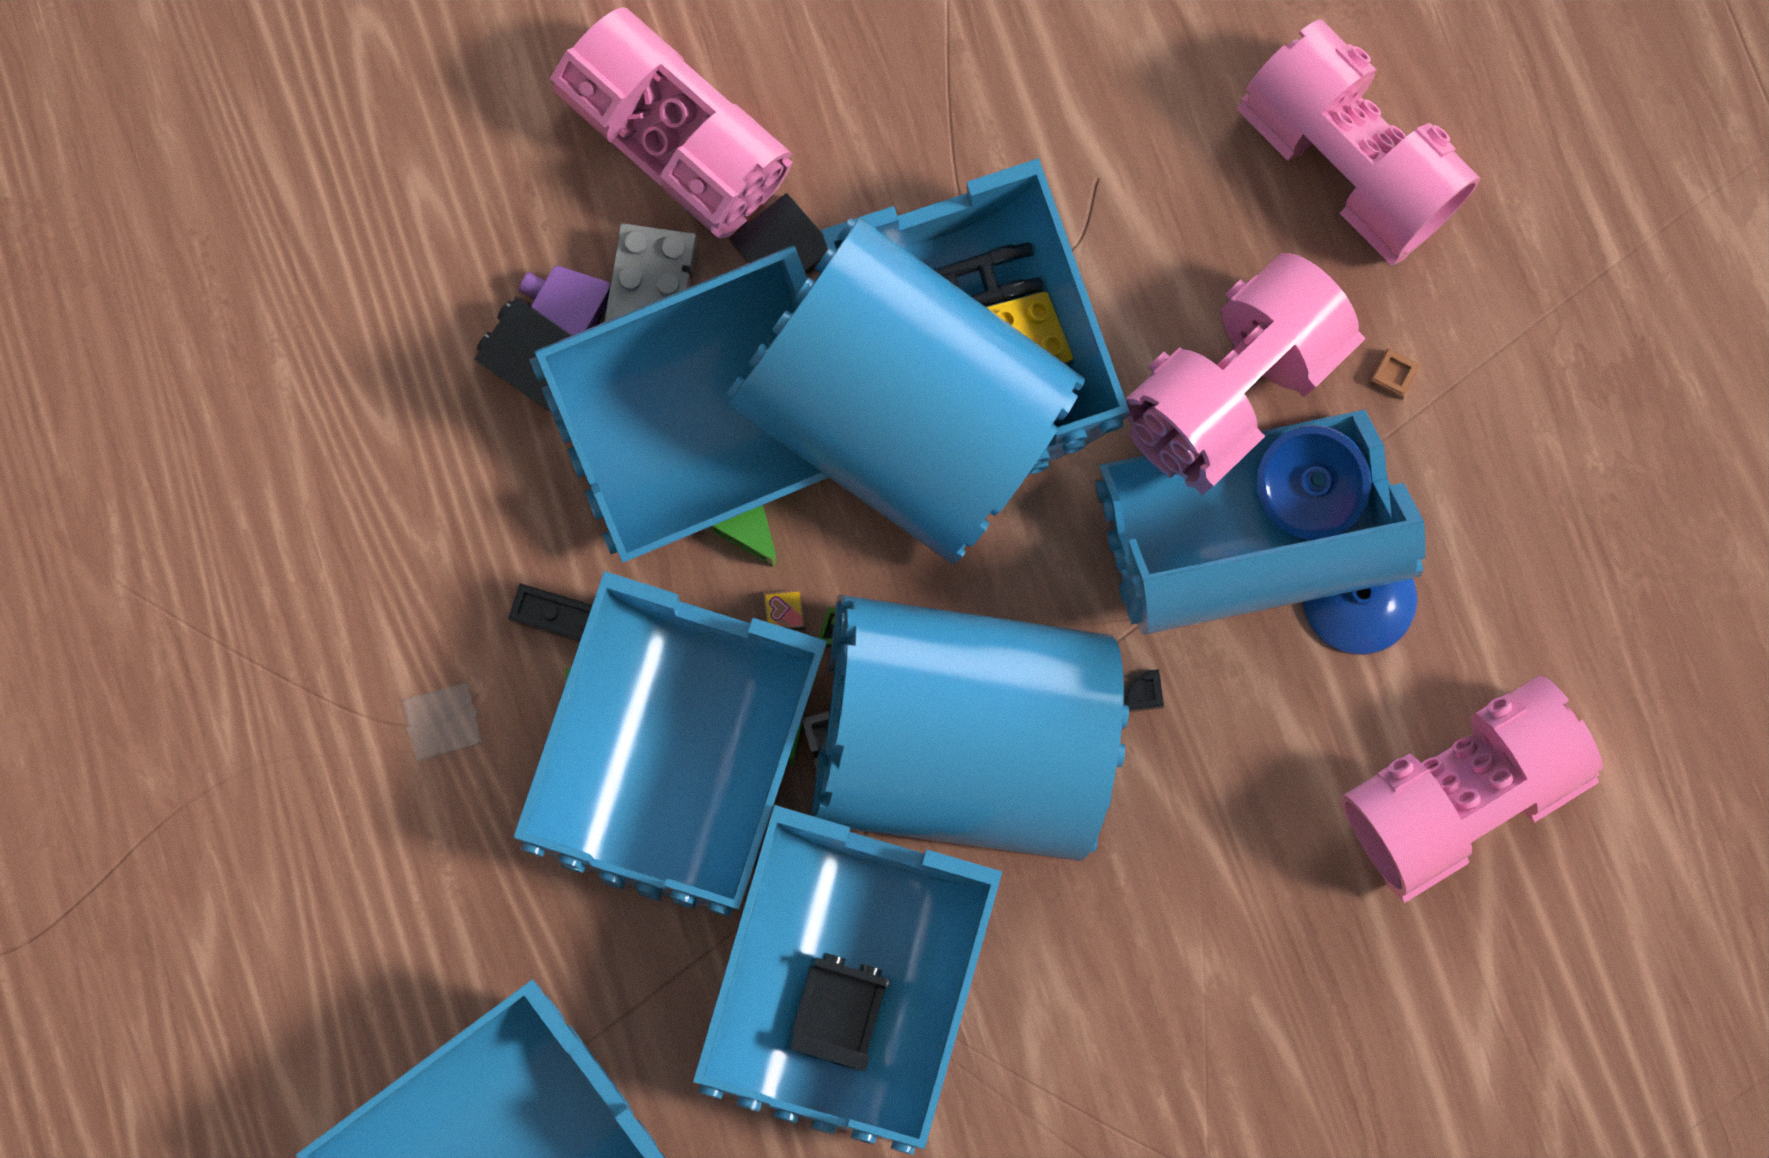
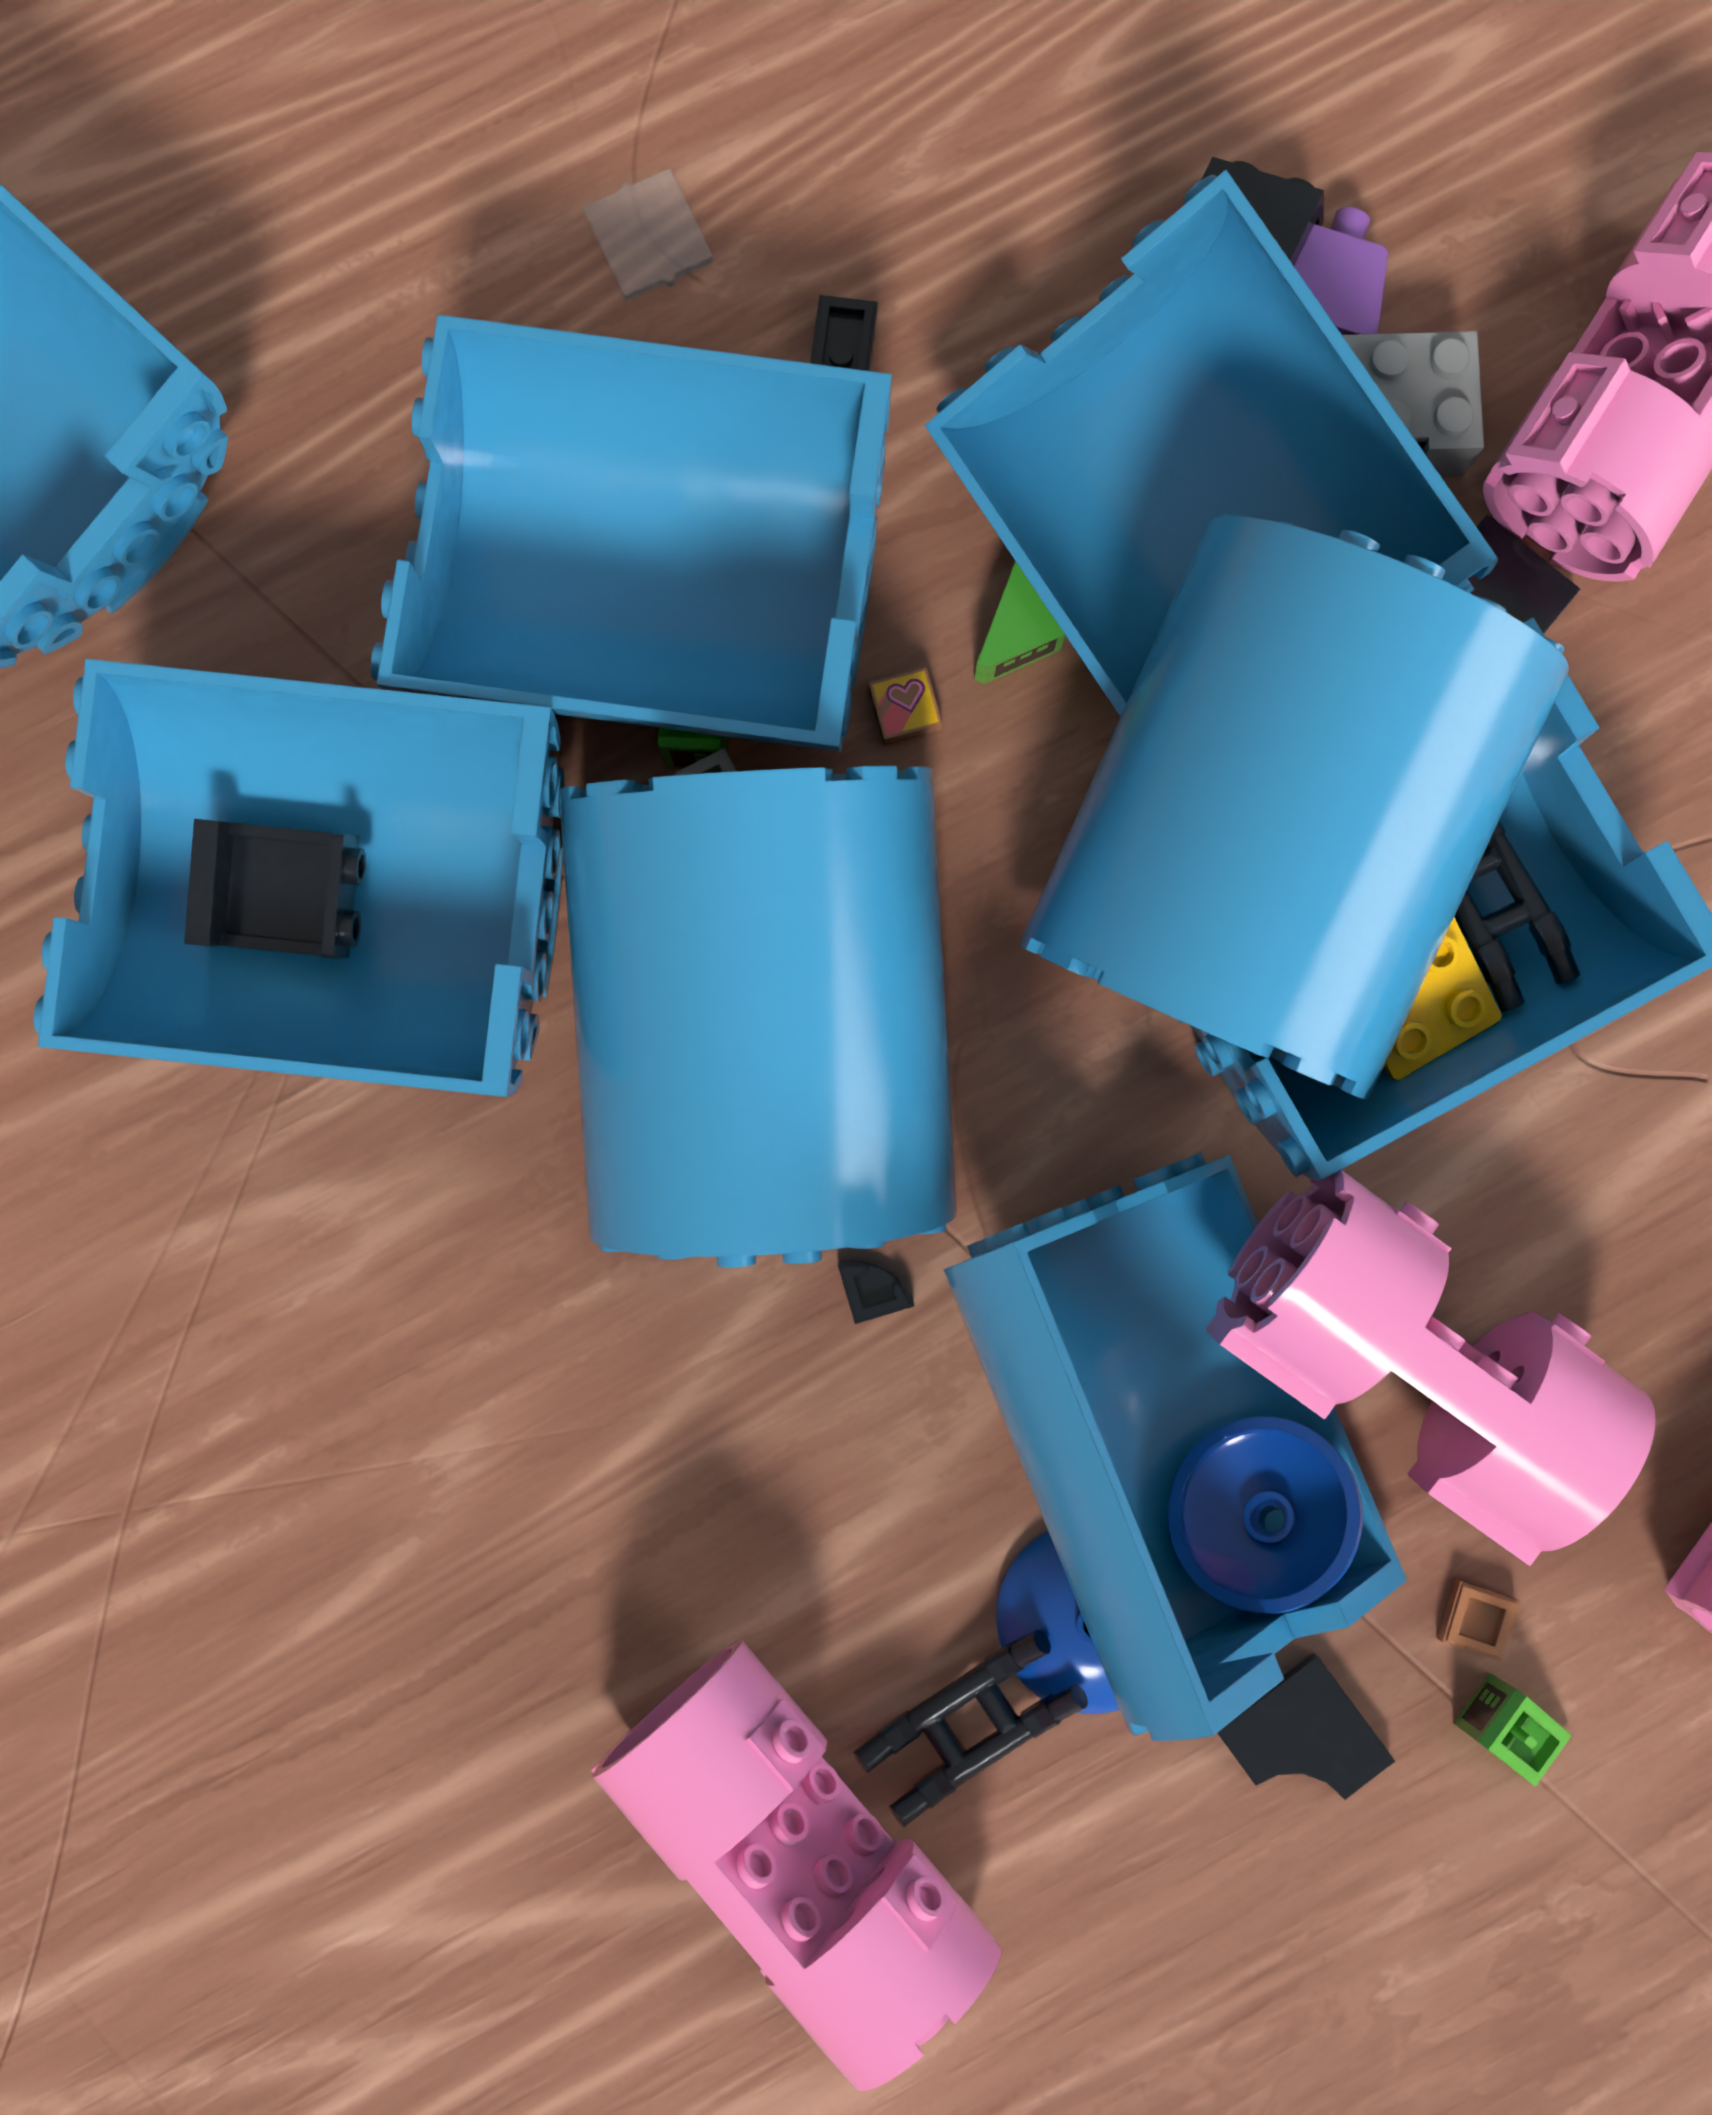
camera: 80 degrees right, 5 degrees up
(1406, 701) = (960, 1763): none -> black piece
(1442, 485) = (1307, 1730): none -> black tile
(1460, 365) = (1513, 1728): none -> bright green slope

